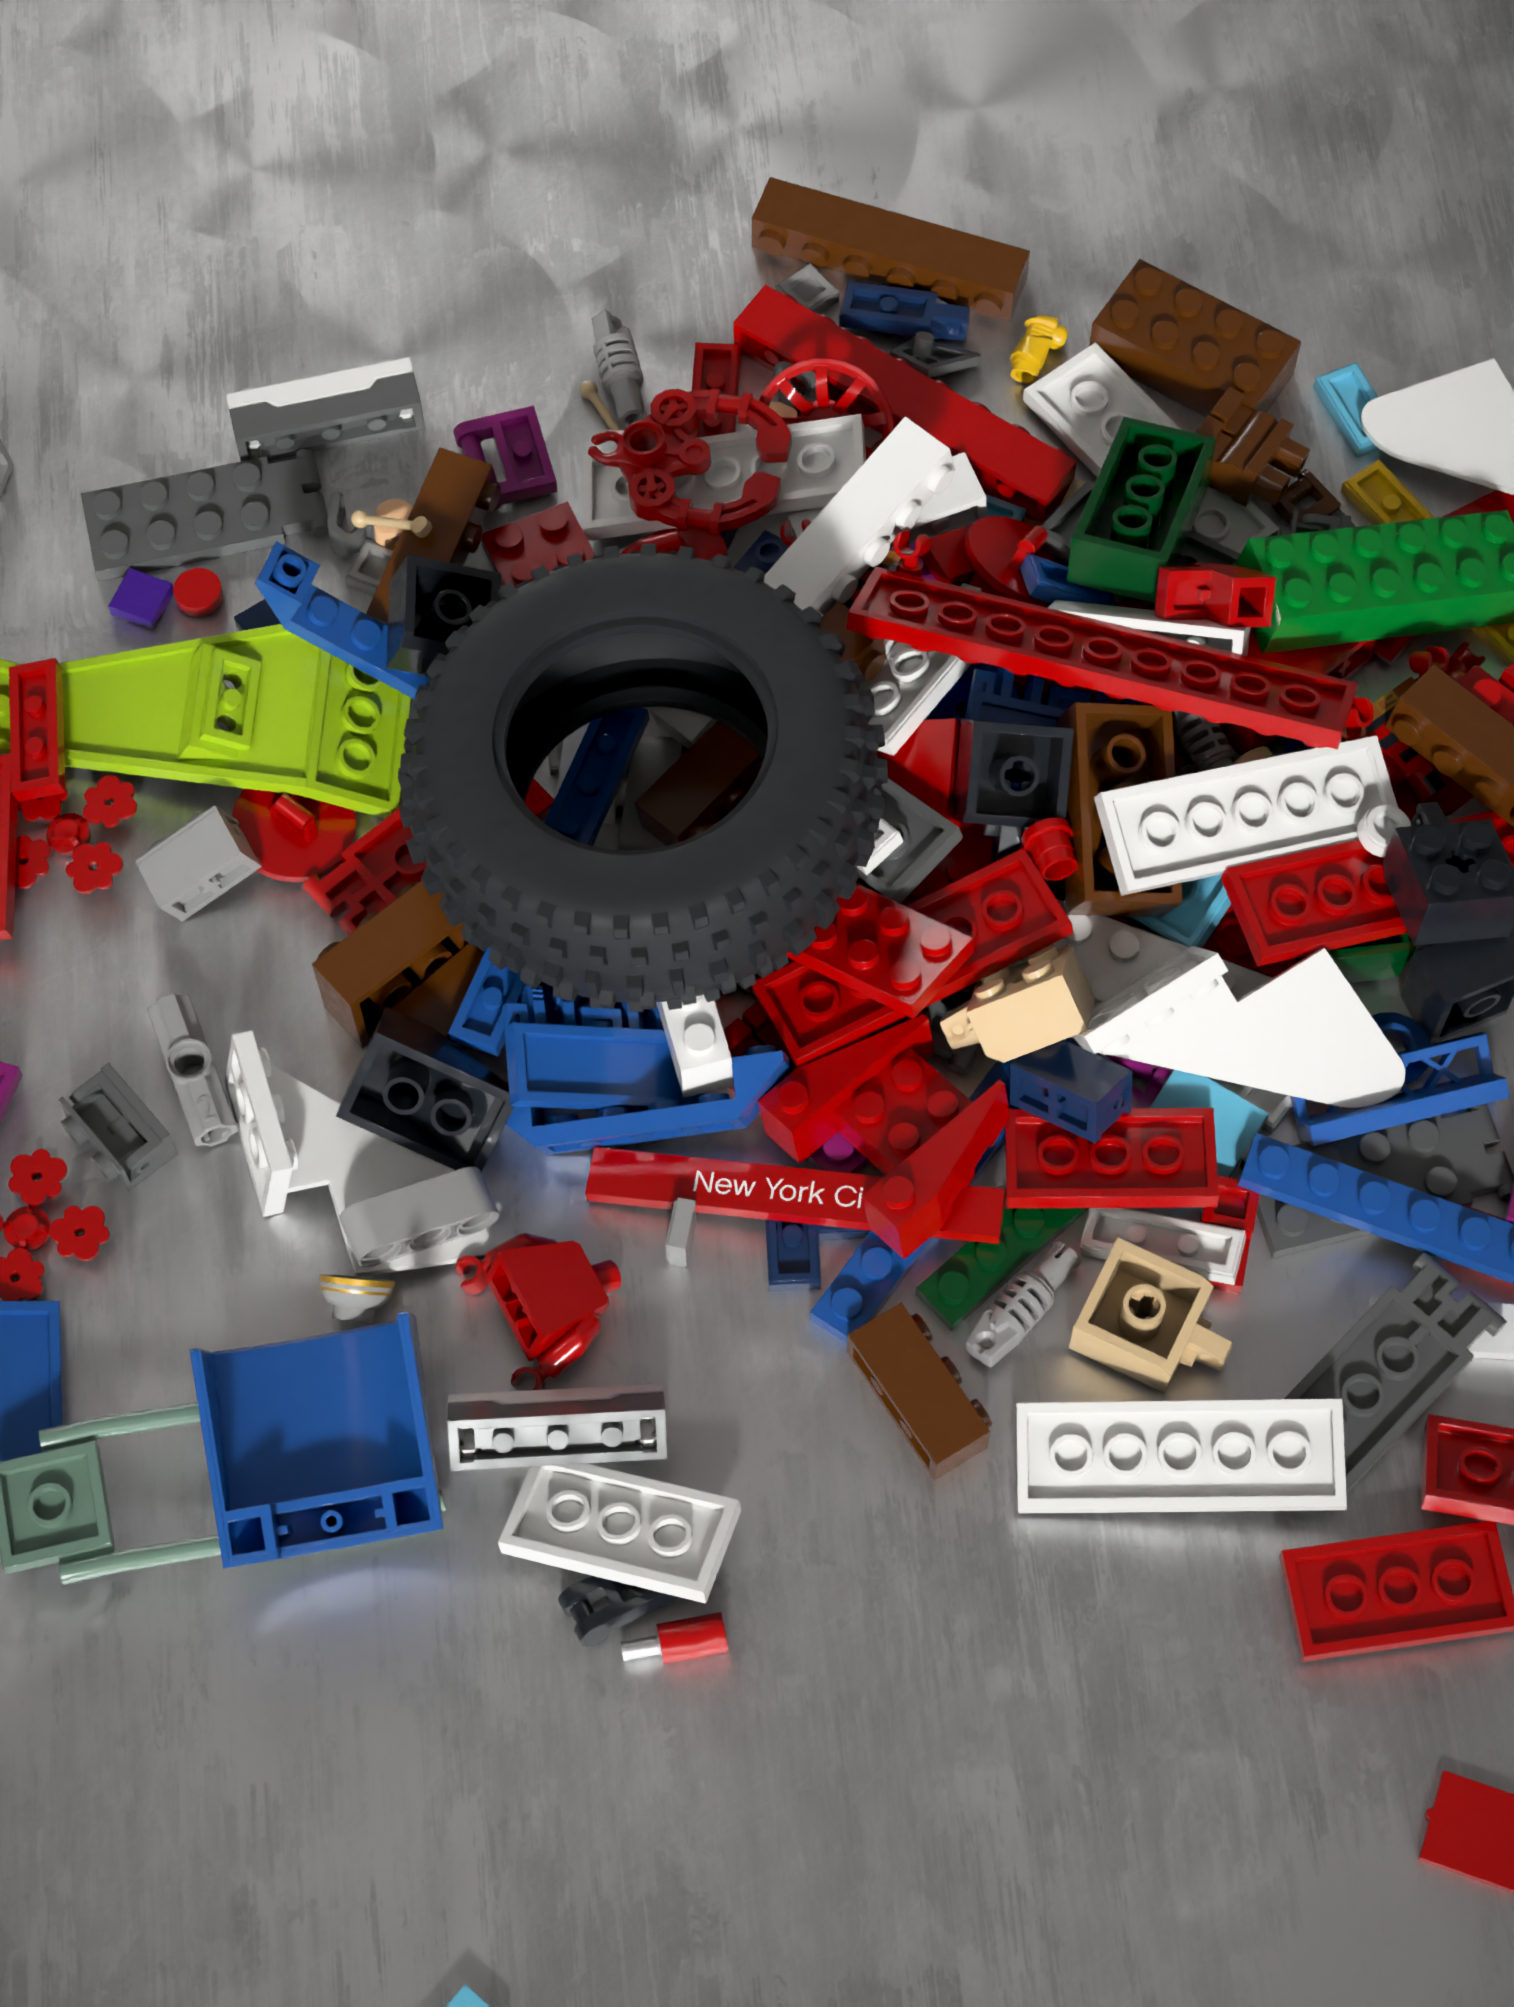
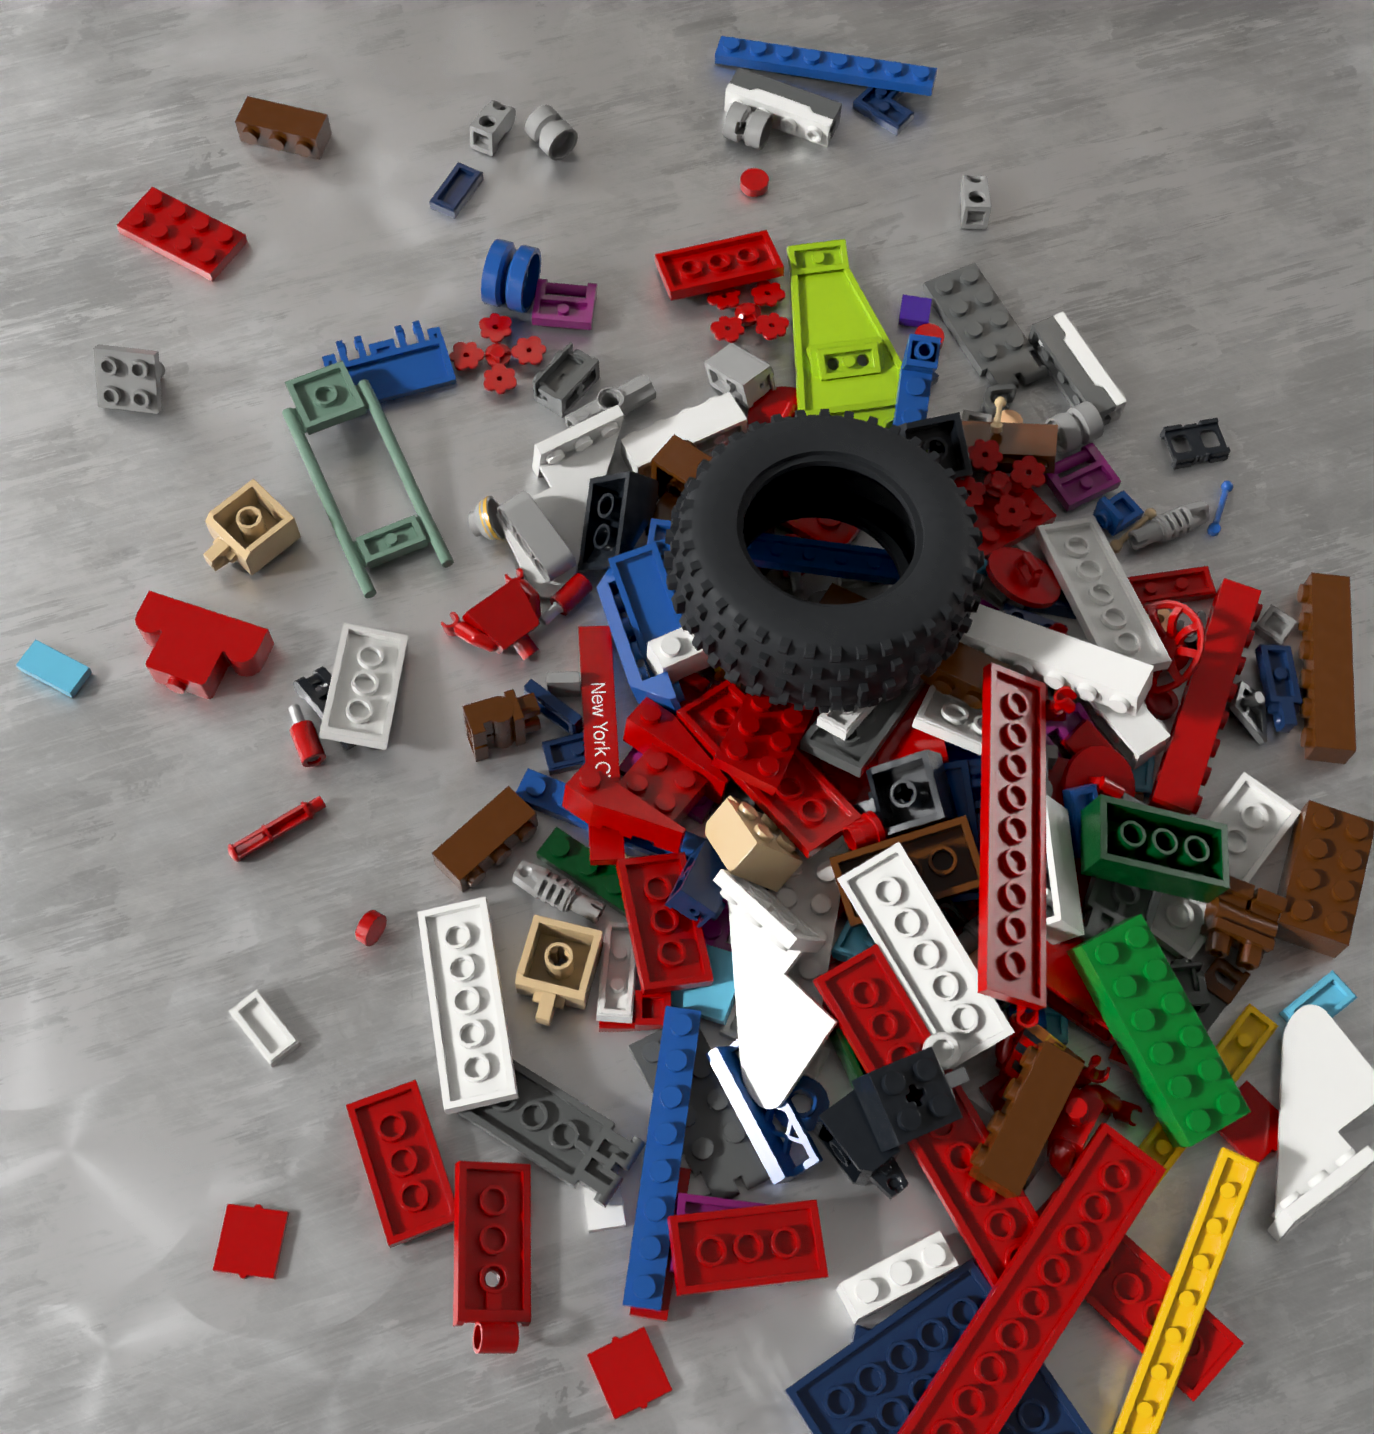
camera: 75 degrees right, 0 degrees up
(37, 730) = (803, 274): red plate -> none
(282, 973) = (702, 425): none -> white brick
(290, 1699) = (249, 529): none -> tan hinge
(318, 1442) = (381, 506): blue windscreen -> none
(420, 428) = (1077, 427): none -> light grey wheel
(469, 1793) = (198, 645): none -> red brick
(505, 299) = (1198, 450): none -> black piece
(511, 553) = (999, 484): none -> red plant
(525, 1199) = (567, 597): none -> red piece
(556, 1427) = (420, 639): piece -> none
(577, 423) = (1117, 512): none -> blue bracket
(633, 318) = (1214, 528): none -> blue hinge
(661, 449) = (1101, 549): red piece -> none
(719, 1255) = (555, 709): none -> dark blue tile
(733, 1319) = (500, 722): none -> reddish brown hips
(829, 1710) = (275, 828): none -> red piece
(1028, 1583) = (370, 927): none -> red tile
(1034, 346) = (1280, 772): yellow arm -> none
(1155, 1769) = (264, 1027): none -> white tile
(1217, 593) = (1095, 903): red brick -> none

